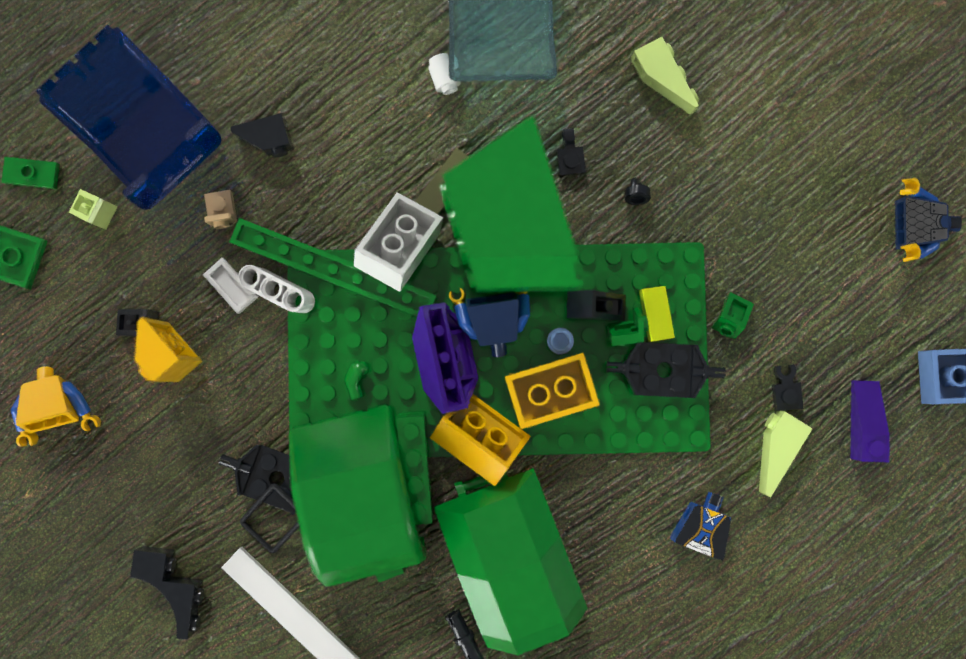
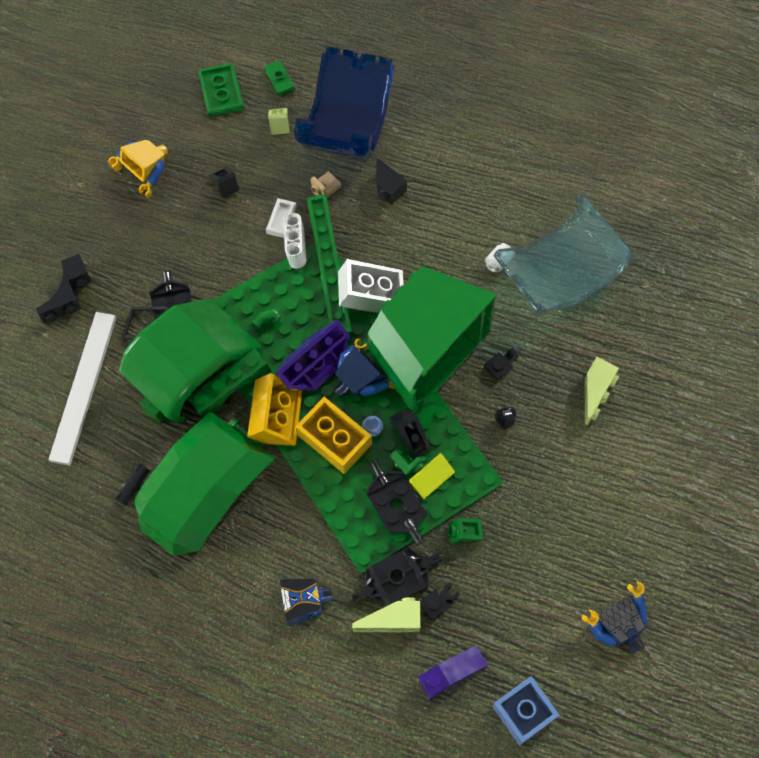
camera: 60 degrees right, 20 degrees down
(163, 352) = (214, 198): yellow slope -> none
(727, 436) = (384, 590): none -> black plate

